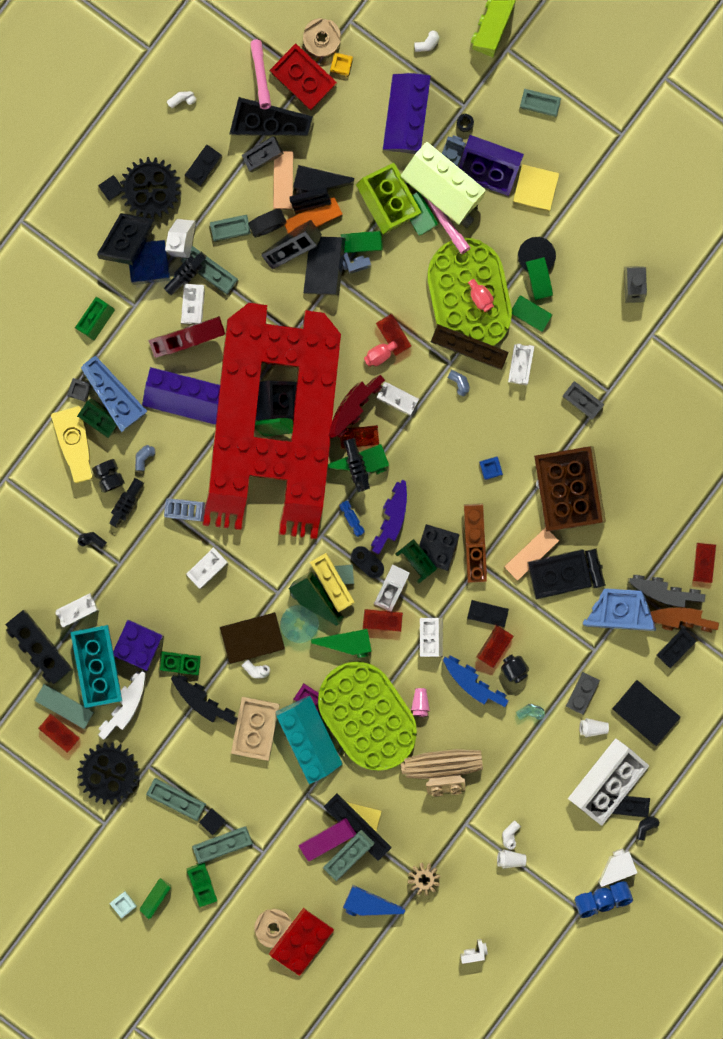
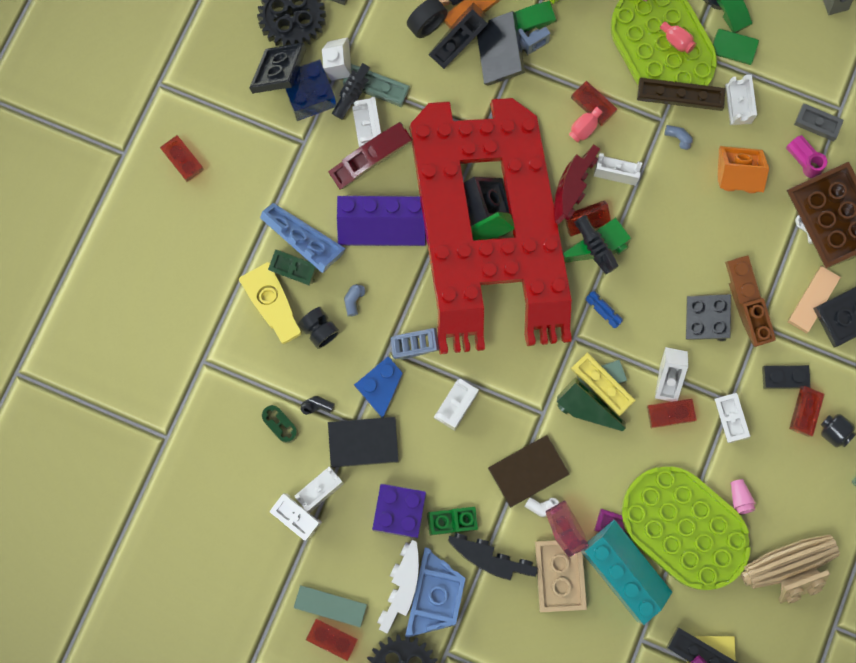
camera: 15 degrees left, 10 degrees down
(26, 296) = (182, 158): none -> clear red plate
(51, 629) = (295, 517): none -> white hinge
(61, 545) = (276, 427): none -> dark green beam
(61, 666) = (251, 528): black brick -> none
(79, 390) = (263, 244): dark grey tile -> none
(95, 318) = (263, 164): green slope -> none
(96, 666) = (357, 547): teal slope -> none
(110, 188) = (248, 27): black tile -> none
(122, 580) = (363, 442): none -> black tile
(126, 503) = (346, 354): black hinge -> none
(148, 536) = (380, 385): none -> blue wing
(150, 721) = (435, 597): none -> medium blue wing
(230, 228) = (387, 37): sand green tile -> none
(268, 693) = (566, 529): none -> clear pink slope
(293, 633) = (580, 428): clear light blue plate -> none
(350, 642) = (642, 448): green slope -> none
(367, 562) = (635, 353): black plate -> none
(396, 511) = (651, 289): dark purple slope -> none
(417, 559) = (691, 336): dark green hinge -> none
(466, 679) = (787, 457): blue slope -> none
(491, 468) = (740, 218): blue tile -> none
(503, 425) = (742, 169): none -> orange slope
(562, 426) = (805, 155): none -> dark pink piece

